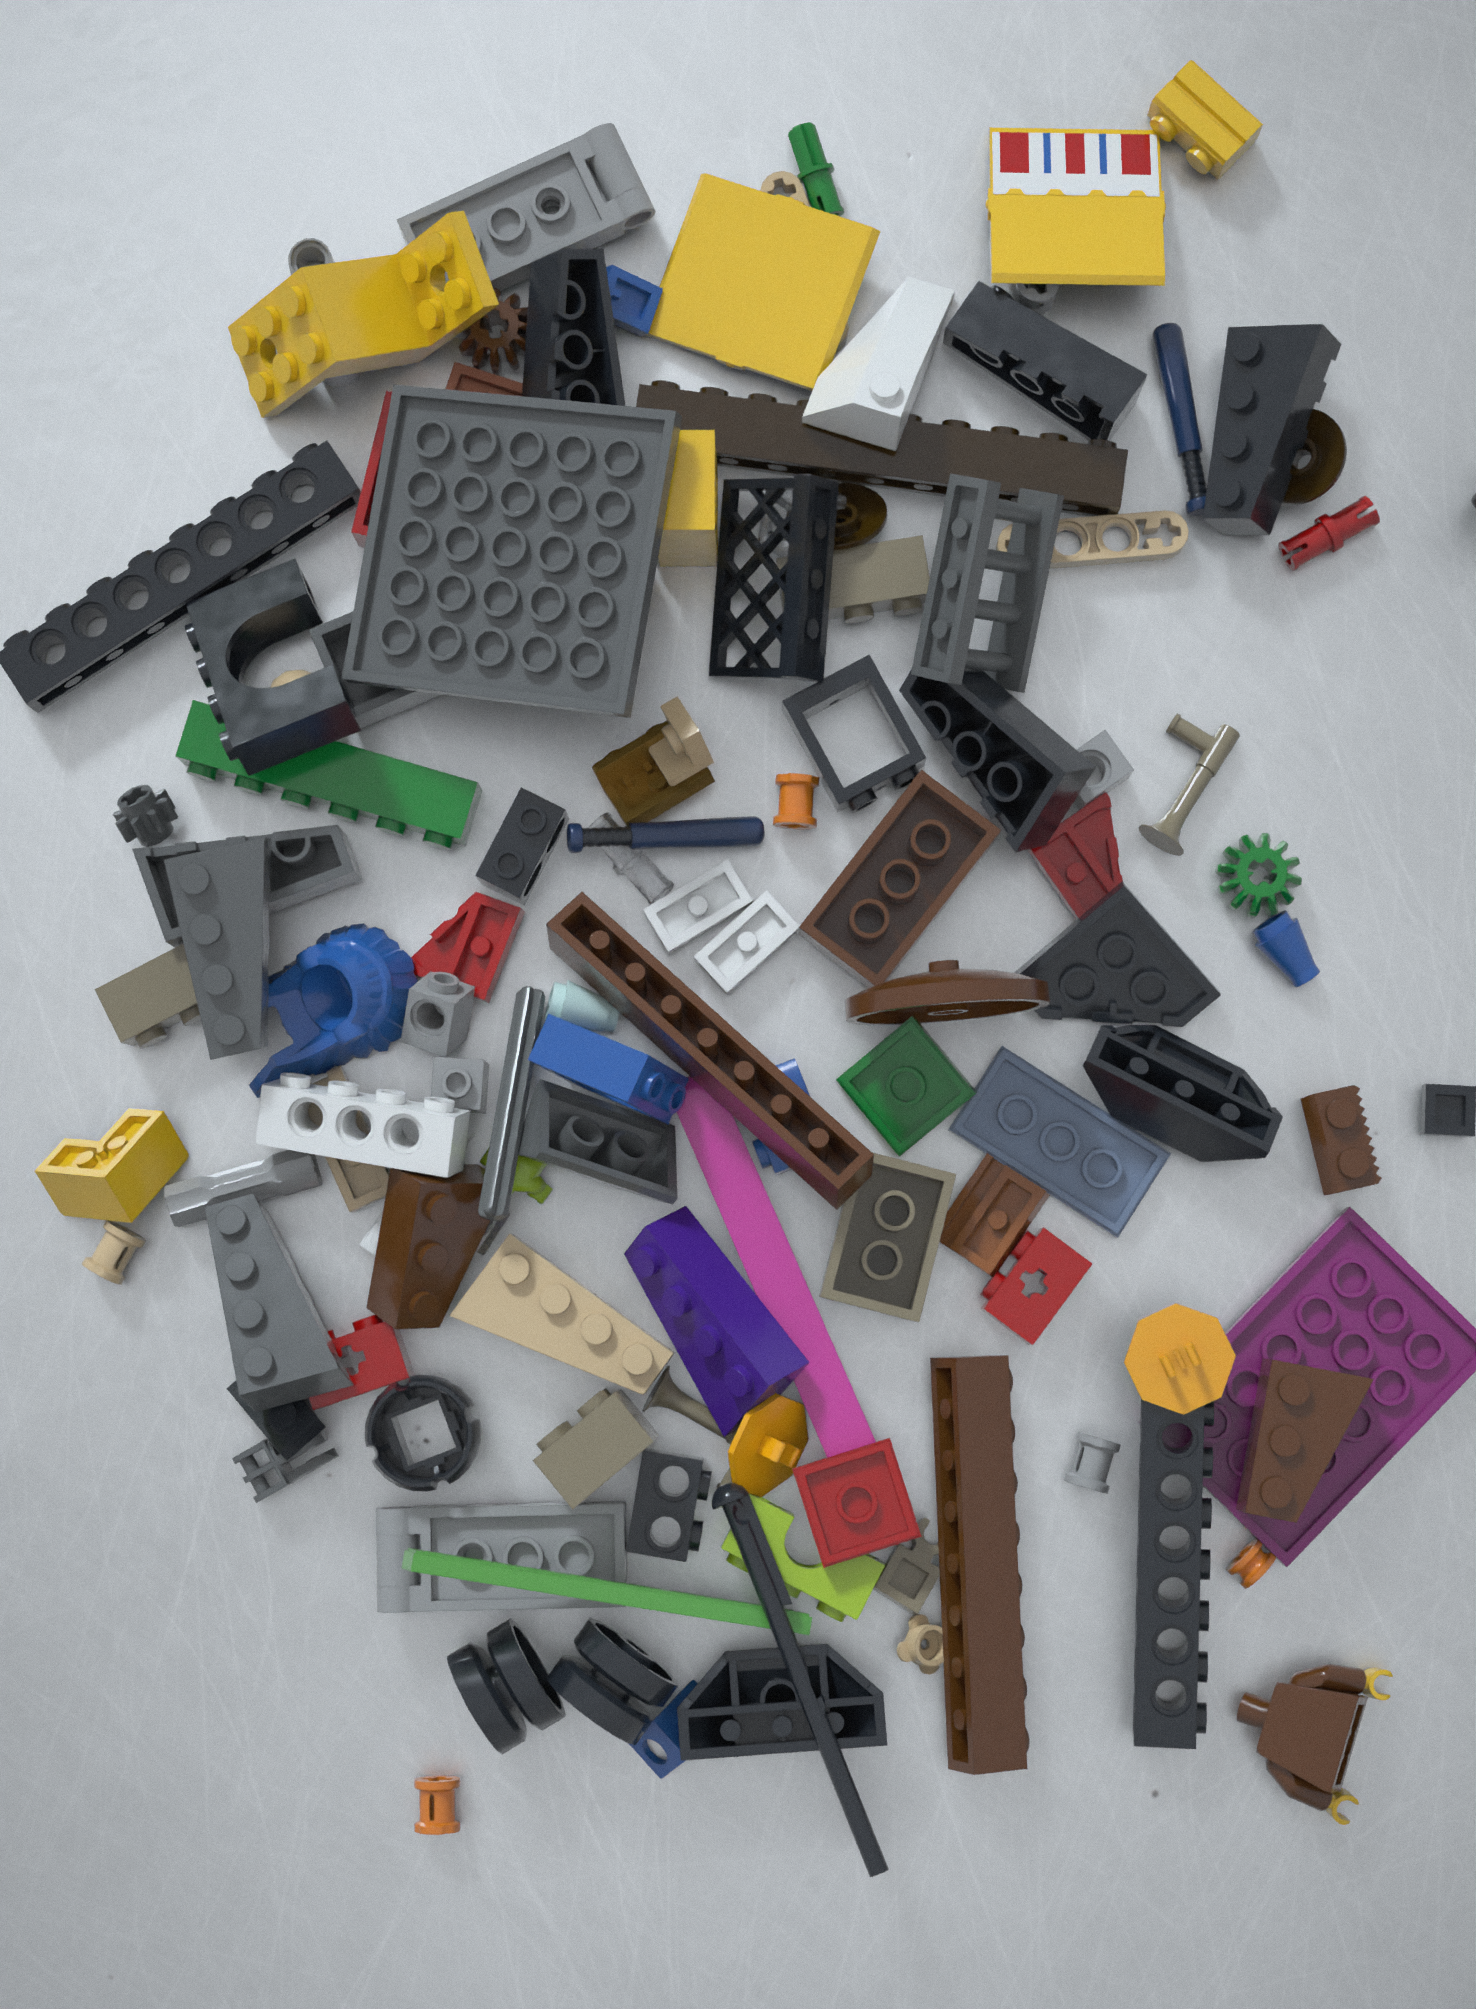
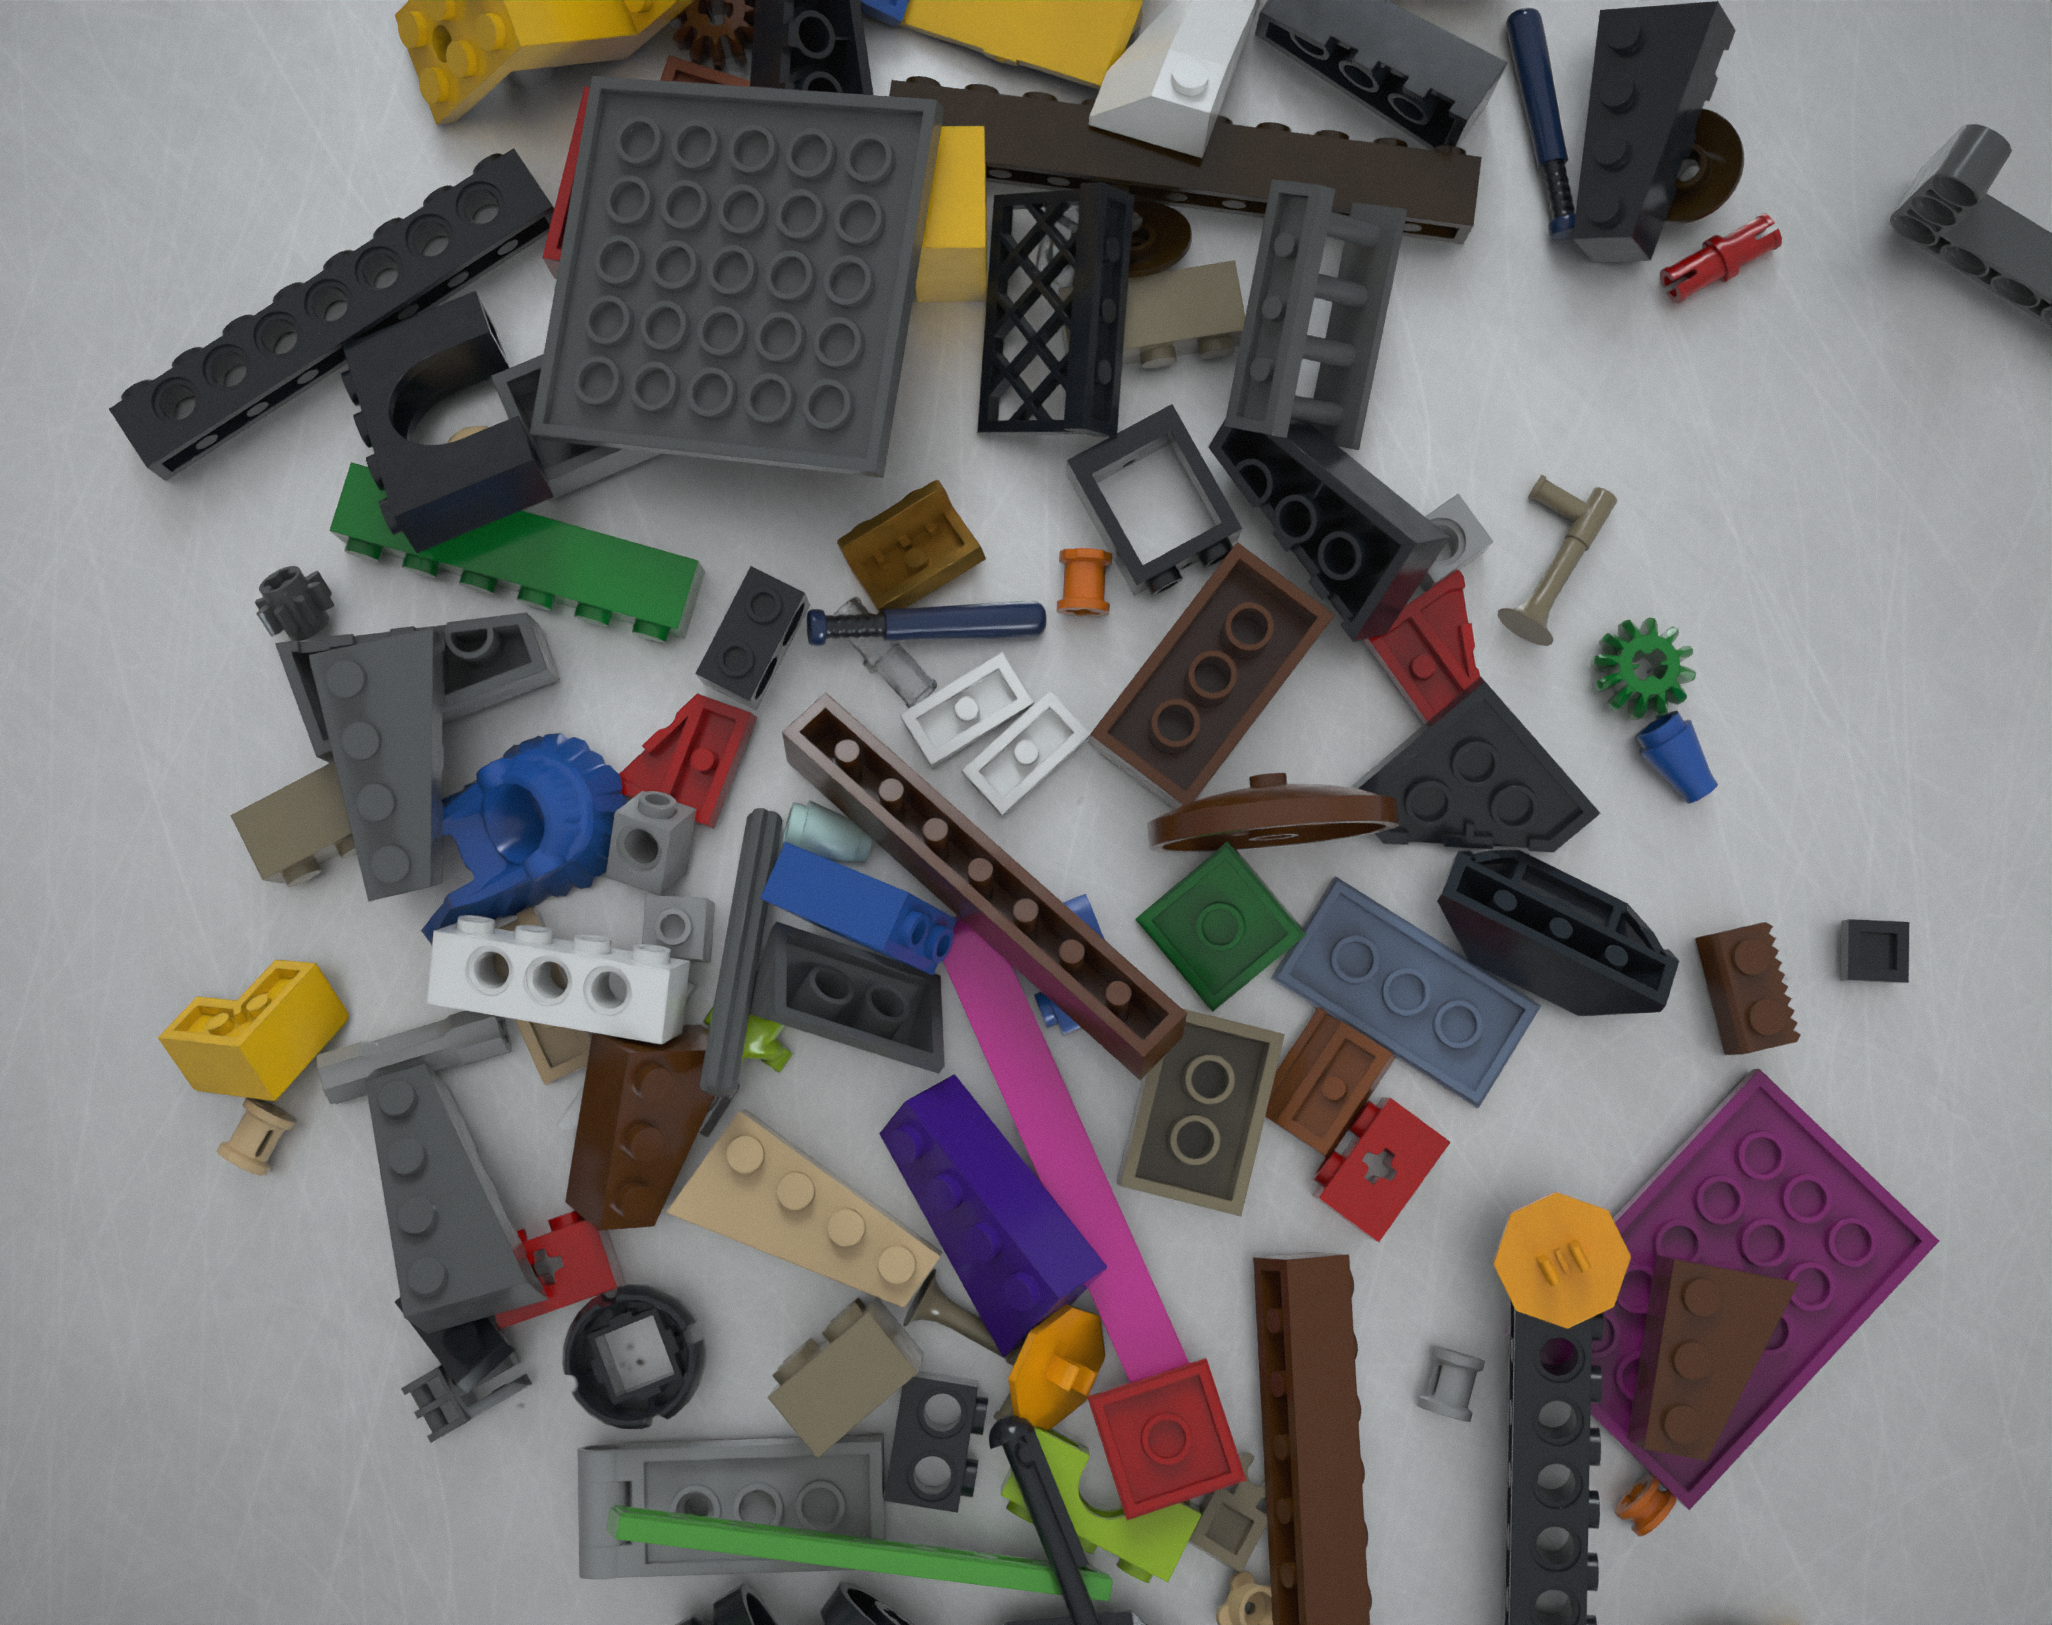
camera: 10 degrees left, 0 degrees up
(683, 748) = (948, 518): tan bracket -> none
(1093, 550) = (1440, 281): tan beam -> none

